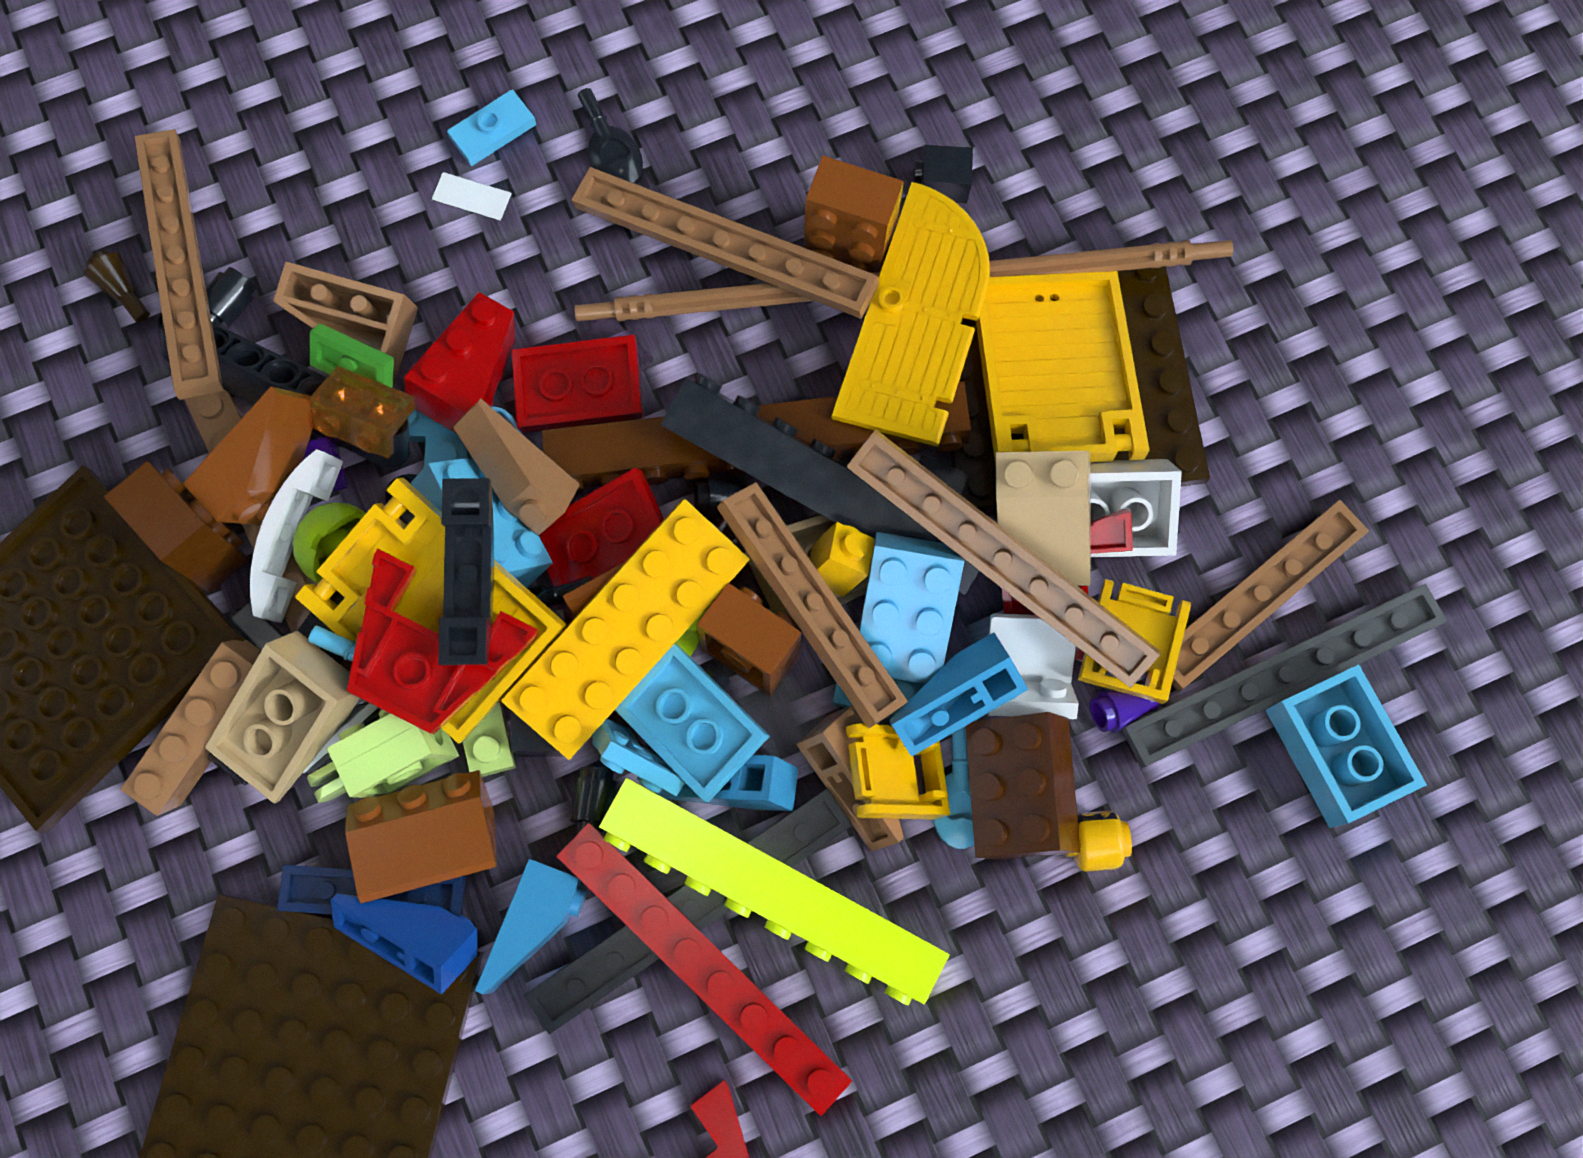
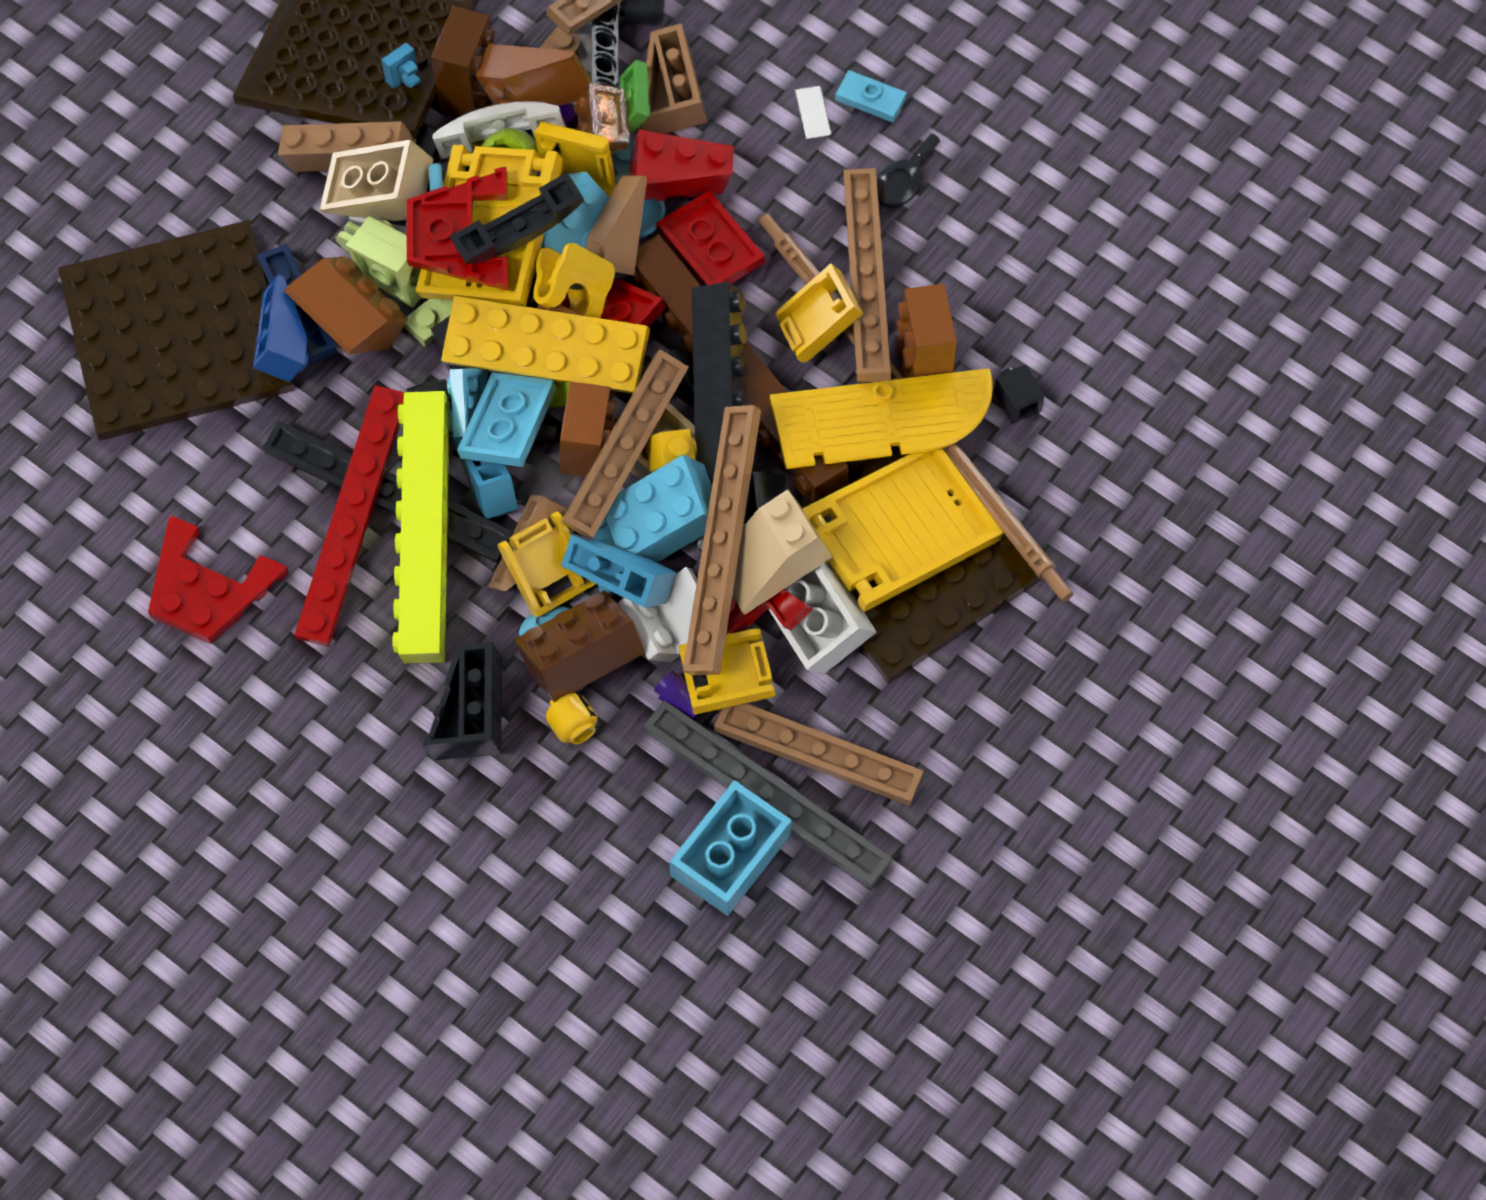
camera: 65 degrees right, 10 degrees down
(139, 603) = (401, 67): none -> dark azure tile
(395, 453) = (579, 152): none -> yellow container
(535, 915) = (330, 402): dark azure slope -> none
(561, 548) = (576, 273): none -> yellow piece
(744, 321) = (815, 317): none -> yellow container
(1031, 951) = (471, 706): none -> black wedge

